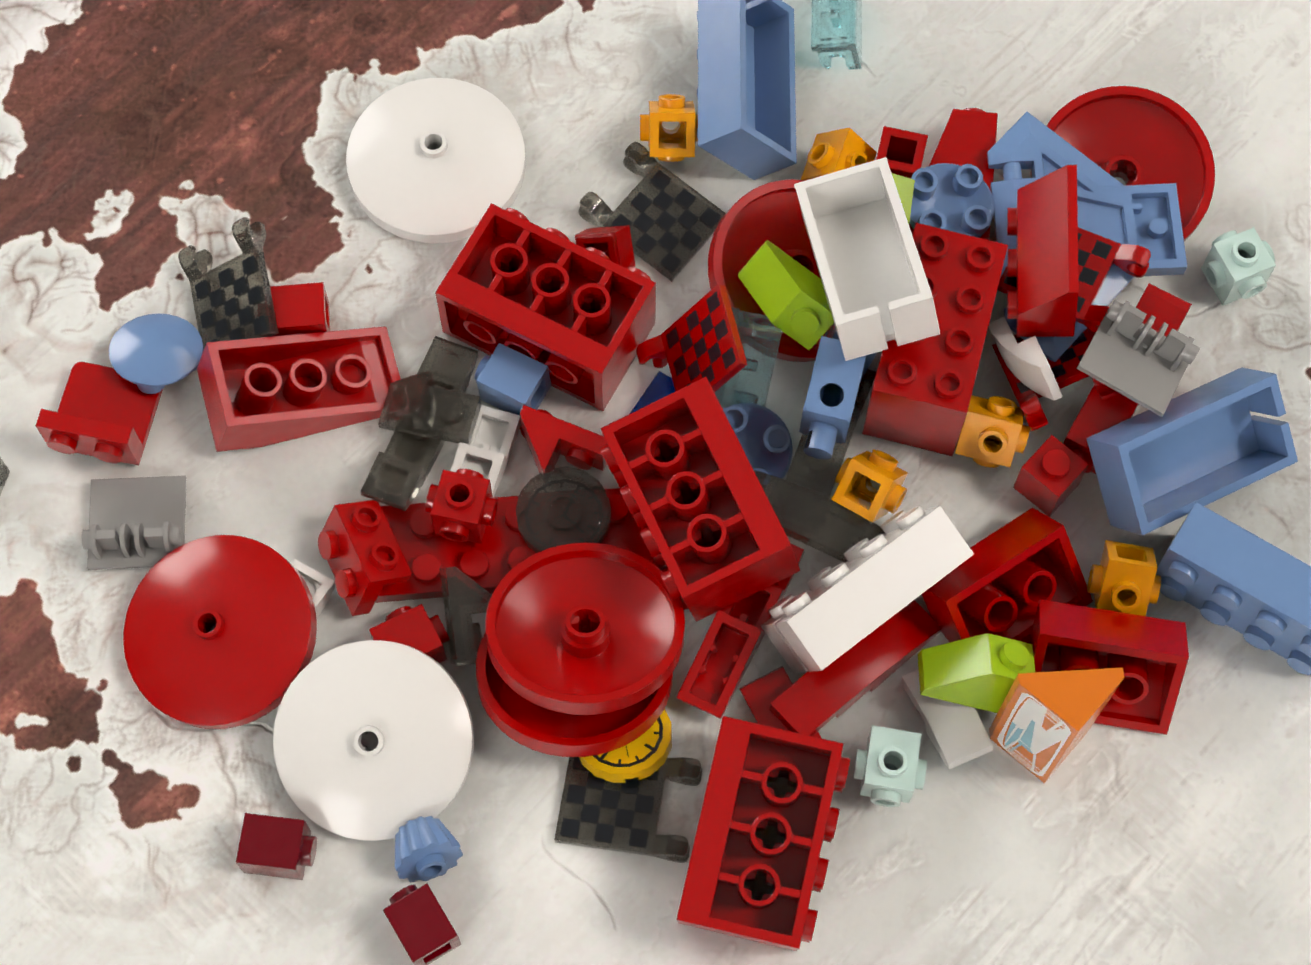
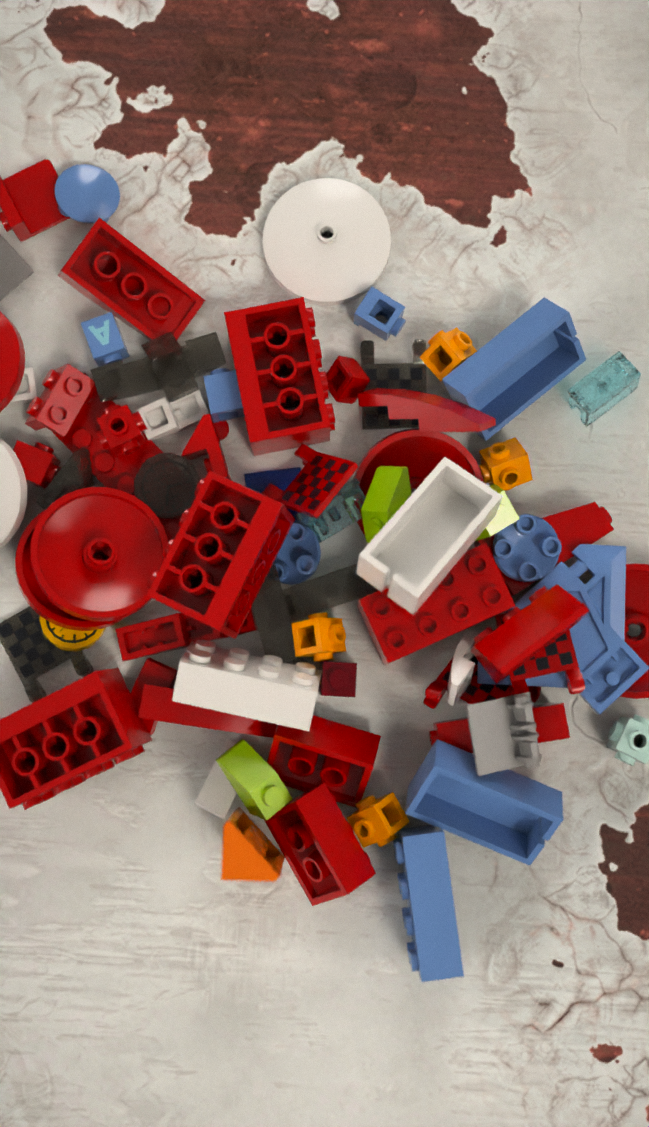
camera: 50 degrees right, 15 degrees up
(235, 296) = (150, 203): clear smoke flag -> none
(301, 308) = (169, 248): red brick -> none
(337, 457) = (105, 339): none -> medium blue brick
(566, 164) = (379, 304): none -> medium blue brick
(728, 175) = (431, 410): none -> red slope
(830, 399) = (322, 587): medium blue torso -> none
(895, 751) = (177, 768): light aqua brick -> none
(903, 150) = (535, 496): red brick -> none
(934, 490) = (339, 679): none -> dark red brick
(992, 431) = (408, 678): light orange brick -> none
(1050, 475) = (410, 731): red brick -> none

